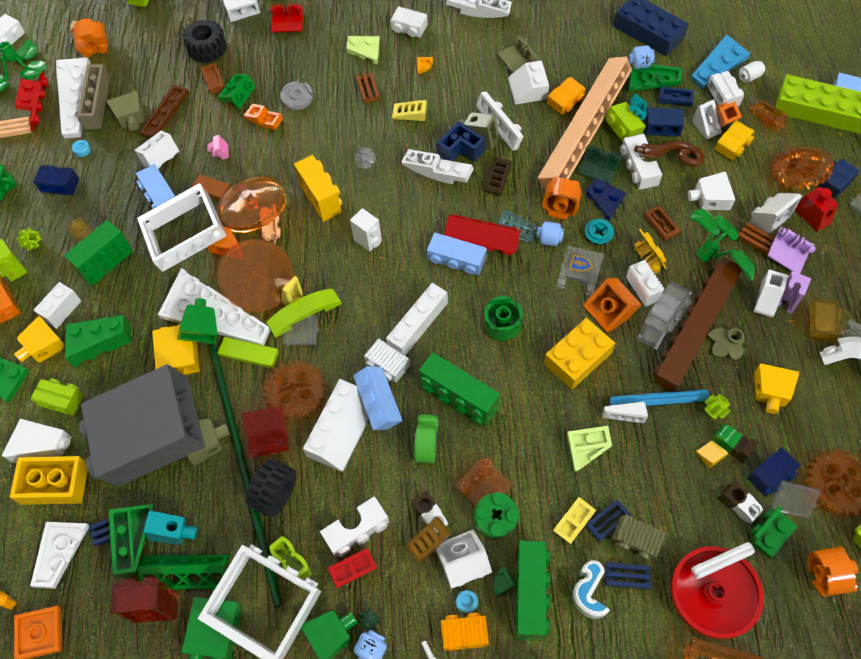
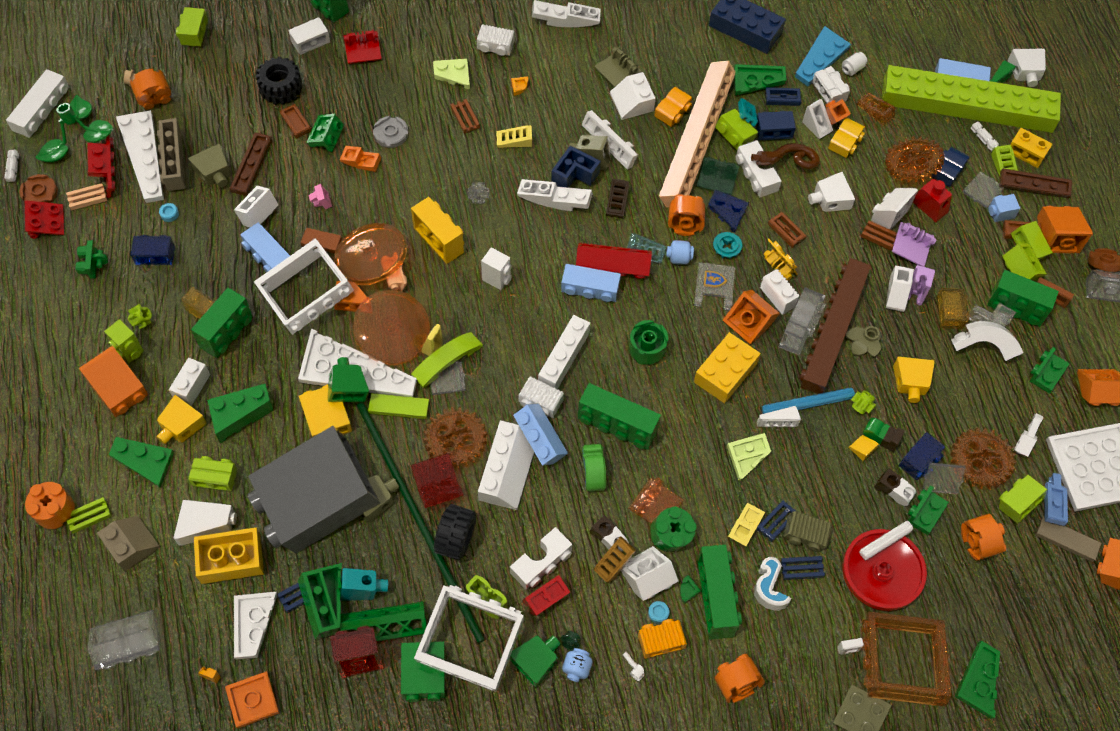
camera: 15 degrees left, 0 degrees up
(641, 57) = (744, 59): light blue head -> none
(710, 249) = (837, 251): green plant -> none

